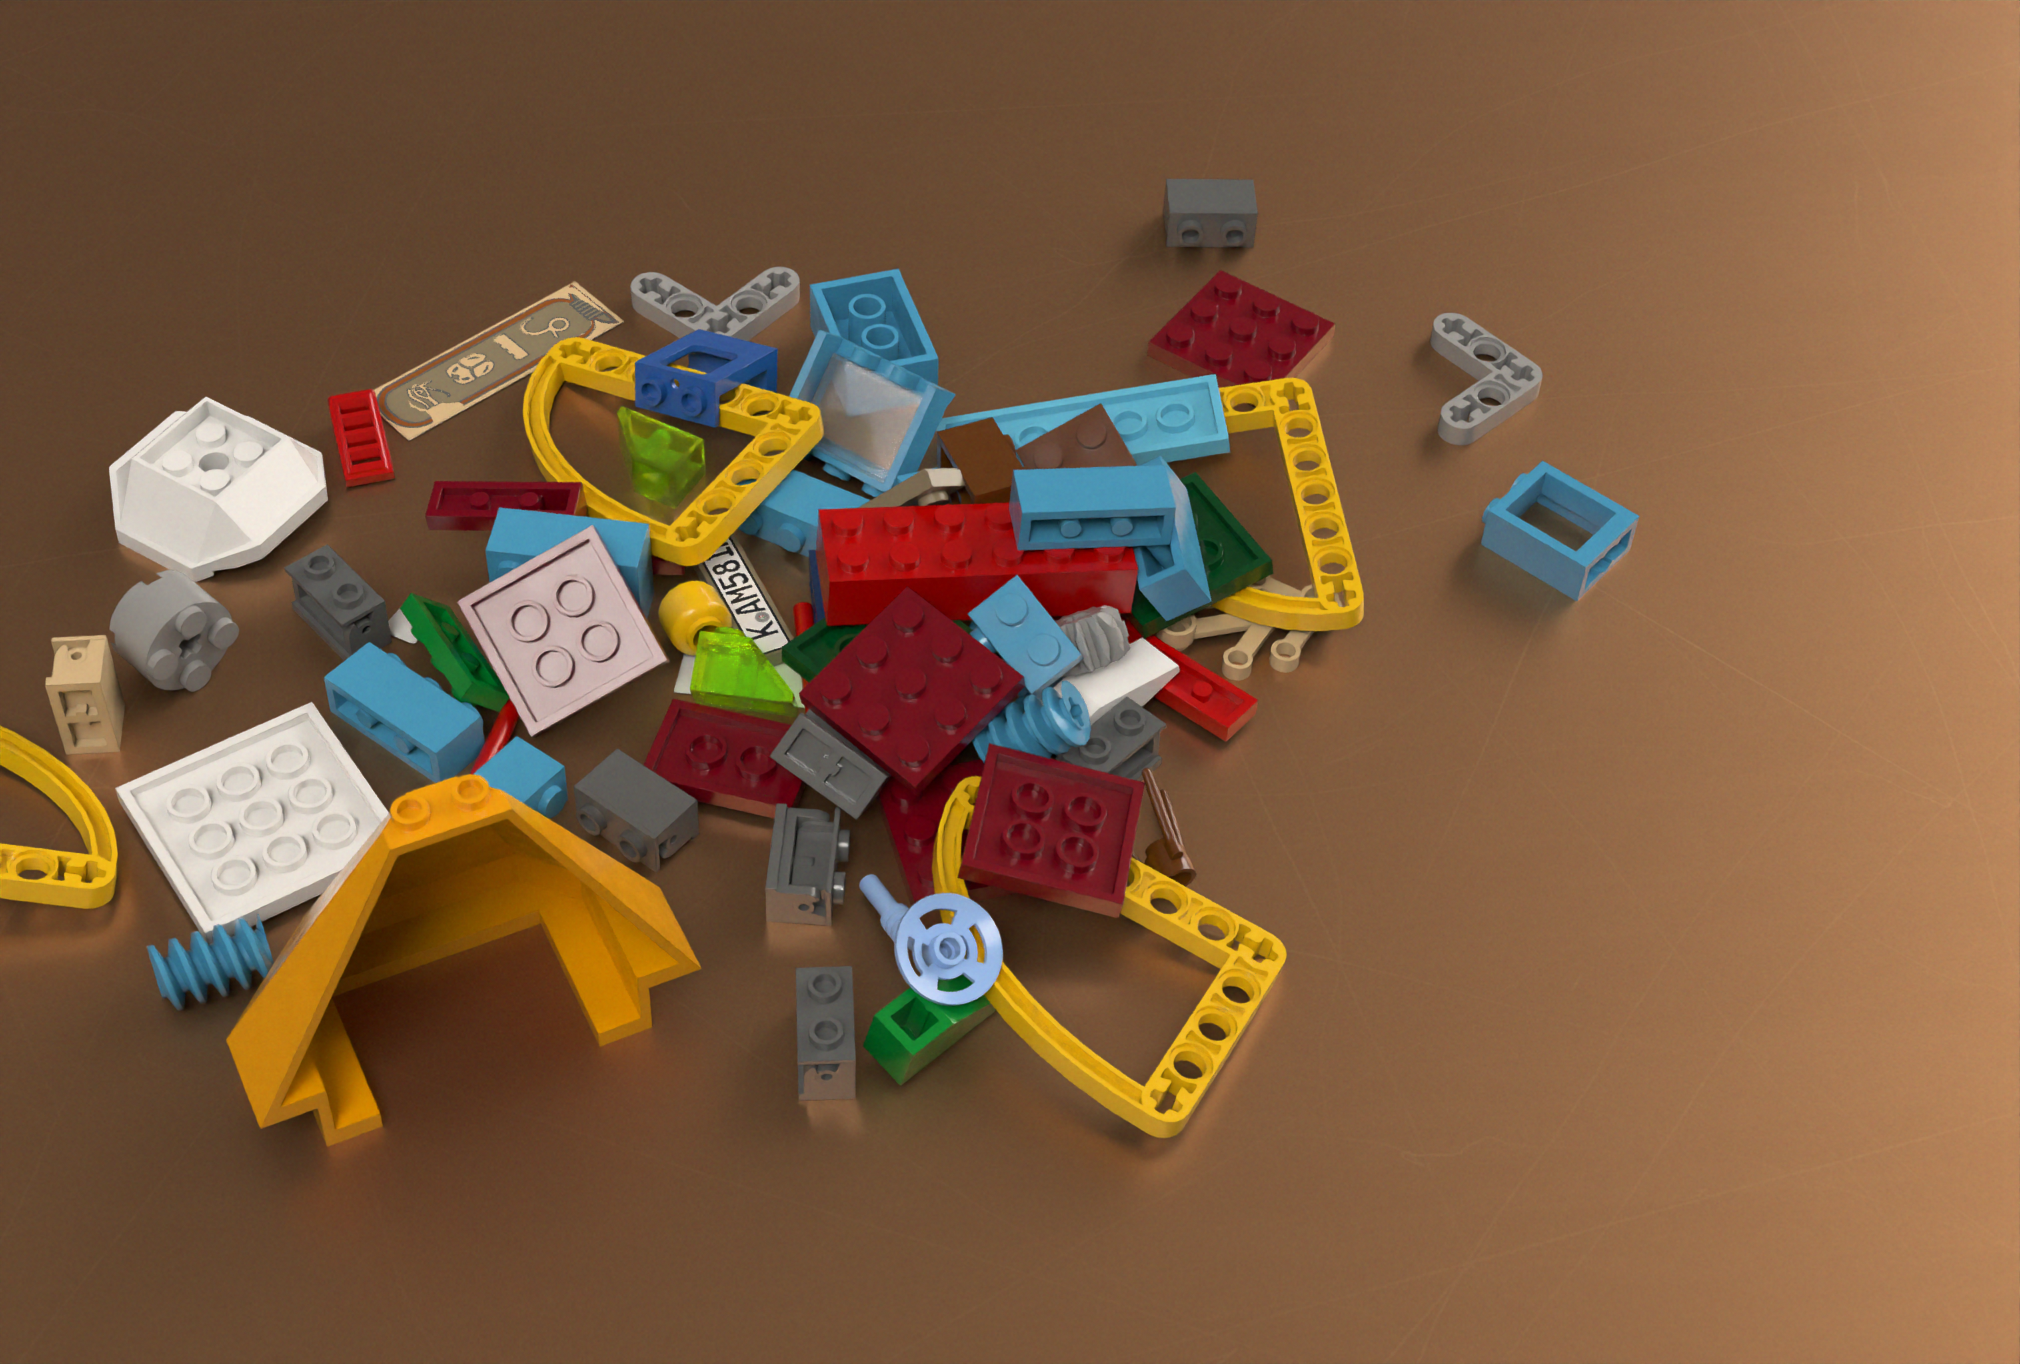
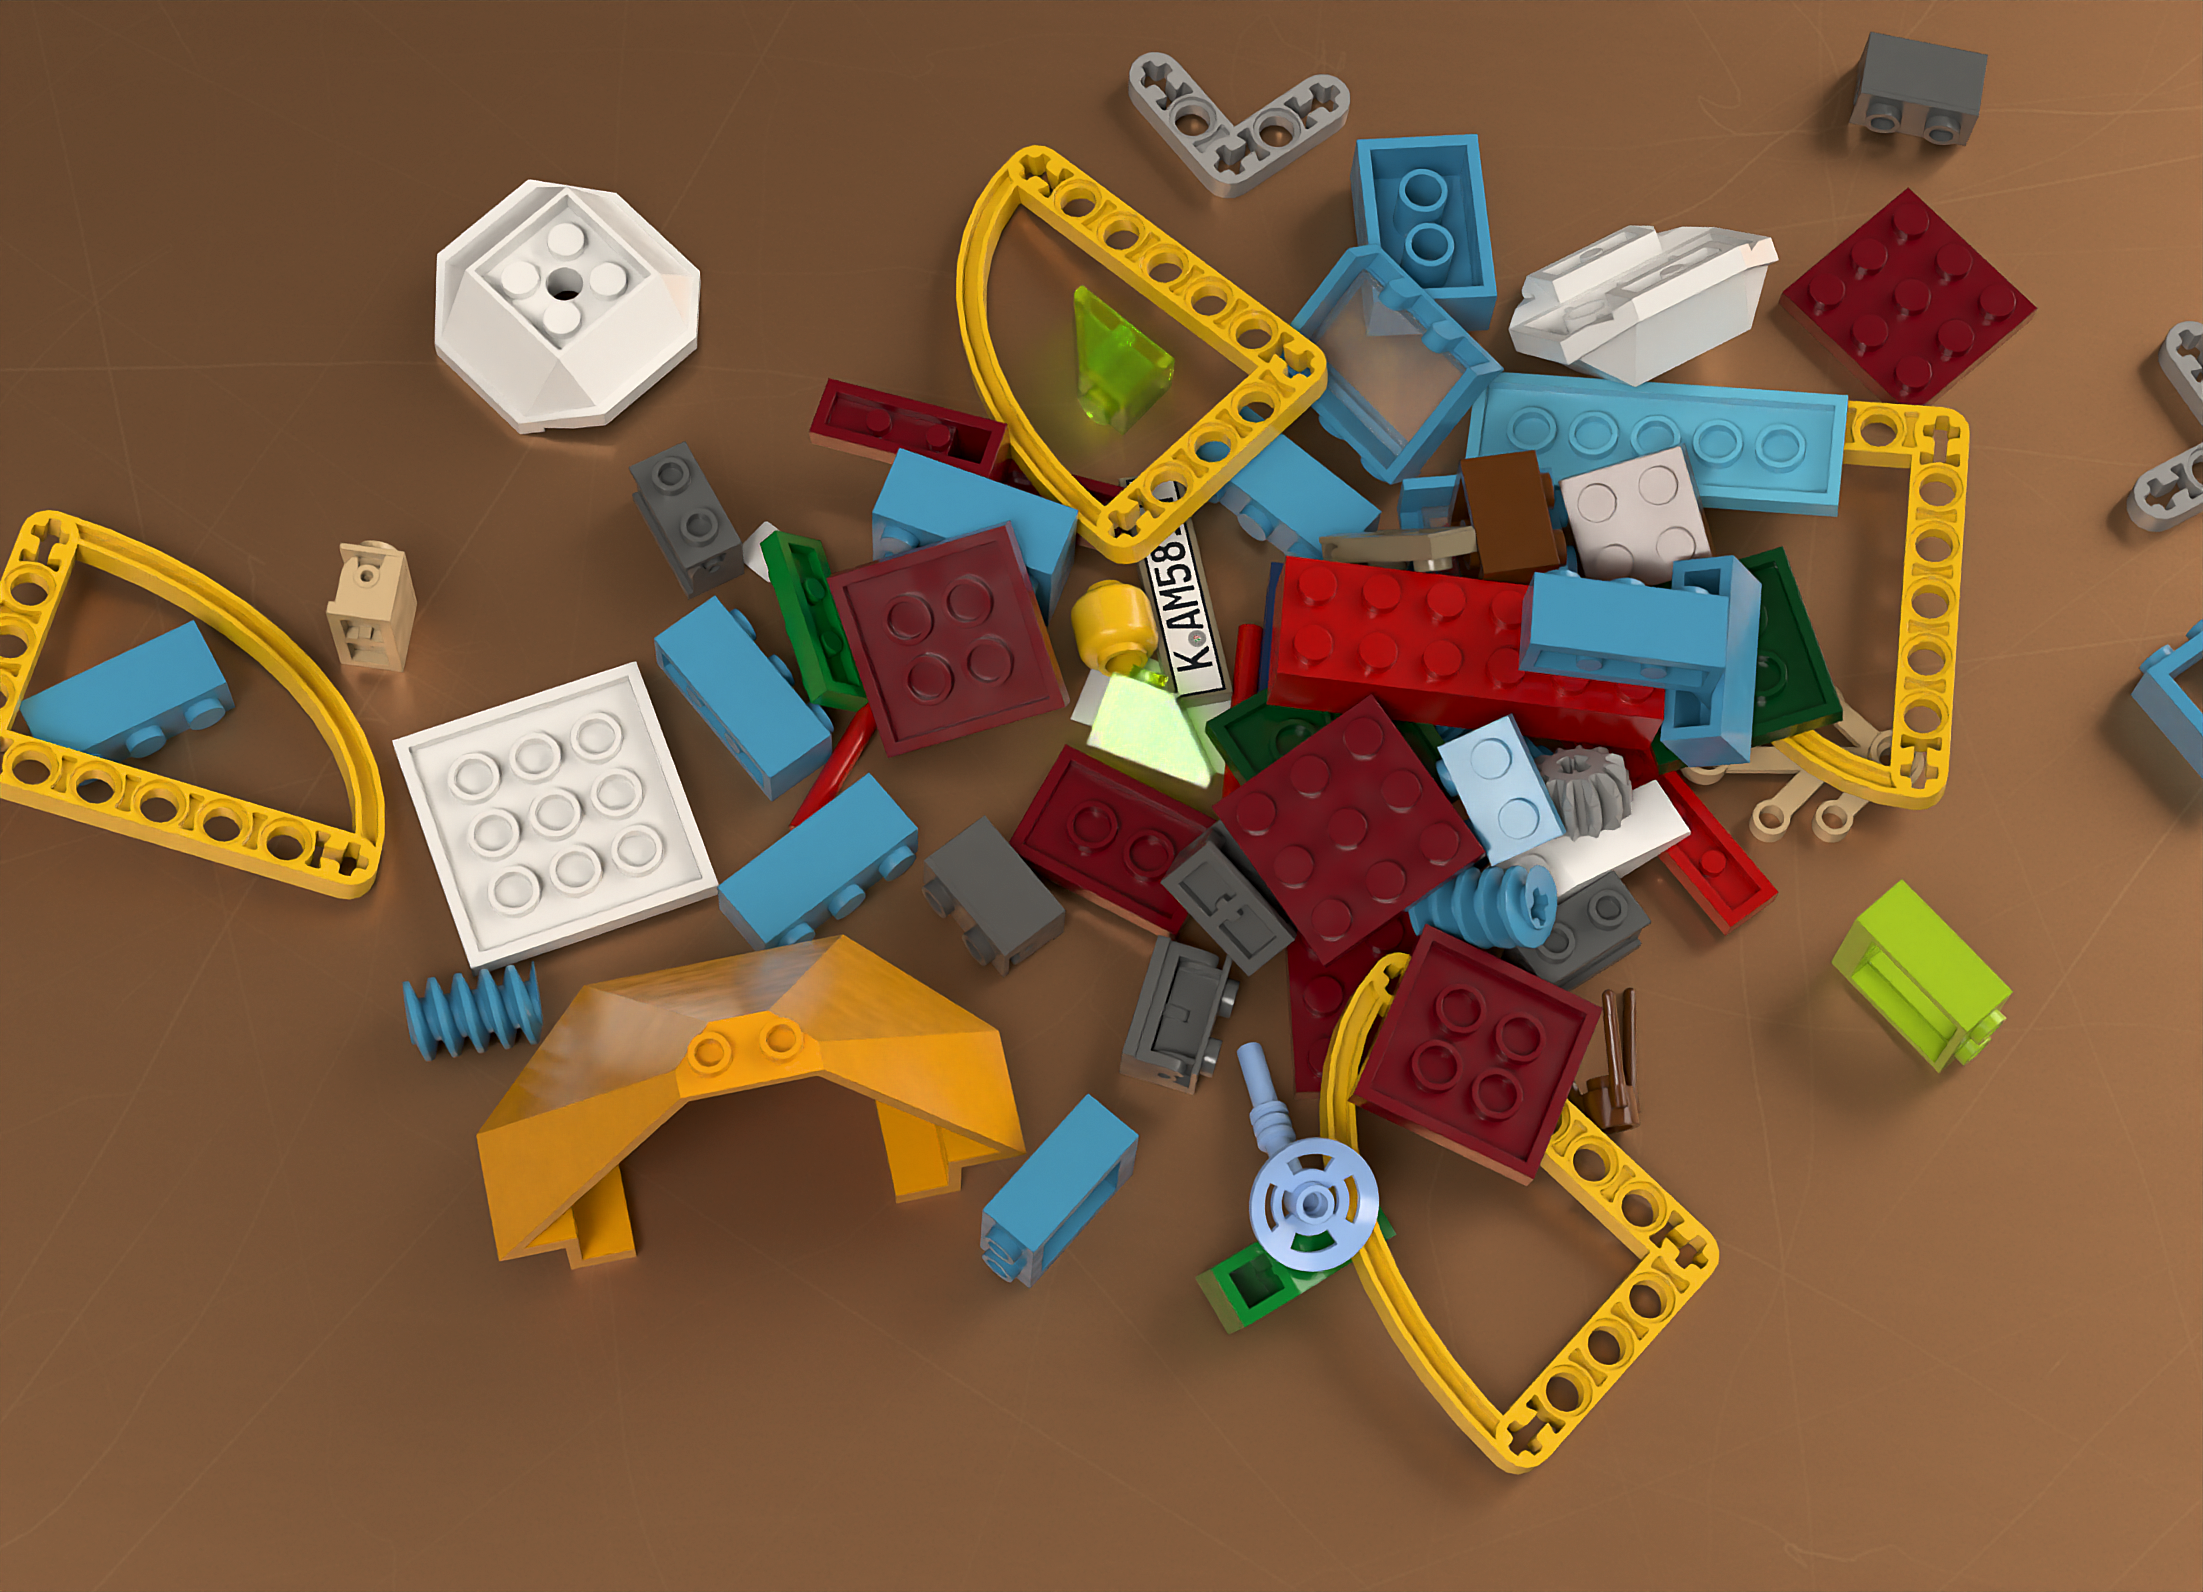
camera: 10 degrees right, 20 degrees up
(172, 631) = (484, 532): light grey brick -> none
(360, 412) = (750, 218): red slope -> none
(490, 360) = (934, 149): sticker -> none
(725, 360) = (1218, 221): blue window -> none
(733, 994) = (1057, 1192): none -> dark azure window
(825, 1033) = (1154, 1256): dark grey hinge -> none
(1052, 344) = (1642, 300): none -> white piece
(1372, 752) = (1923, 978): none -> lime window

